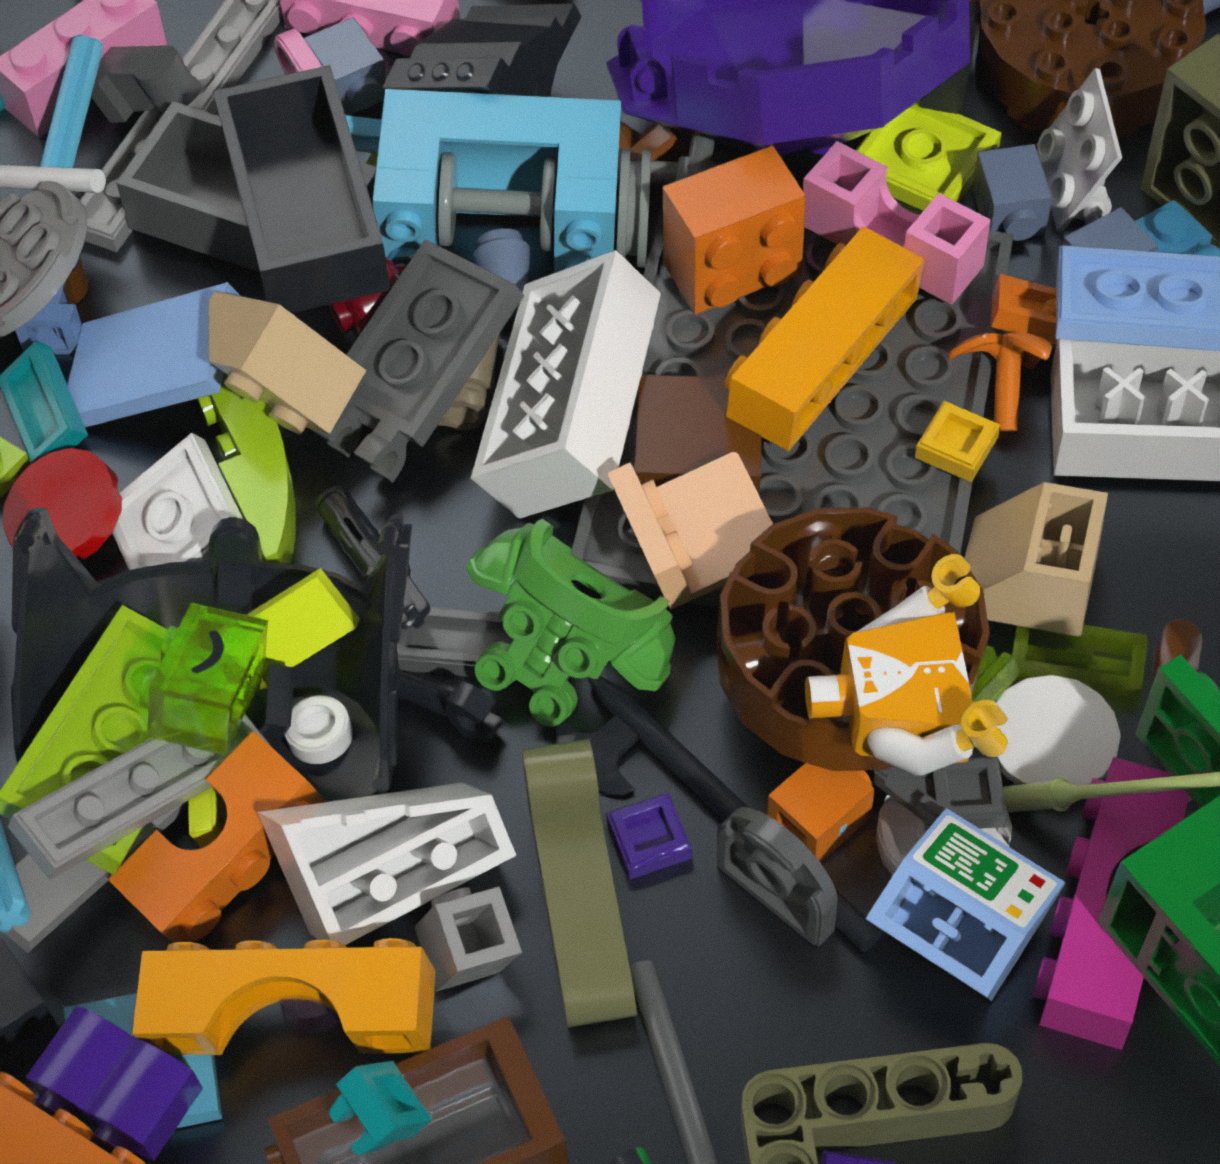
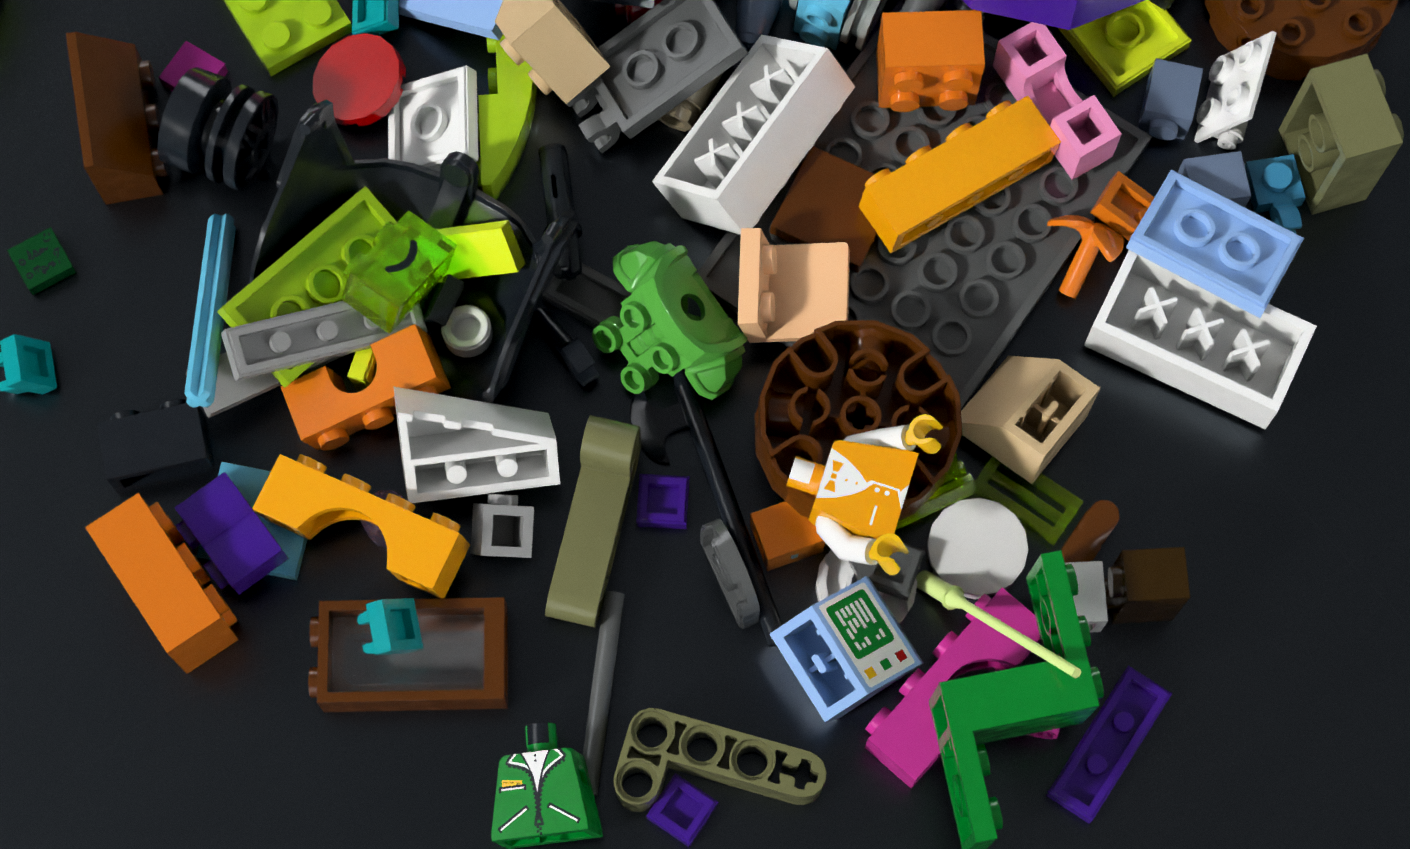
camera: 20 degrees right, 15 degrees up
(957, 441) = (1019, 294): yellow tile -> none

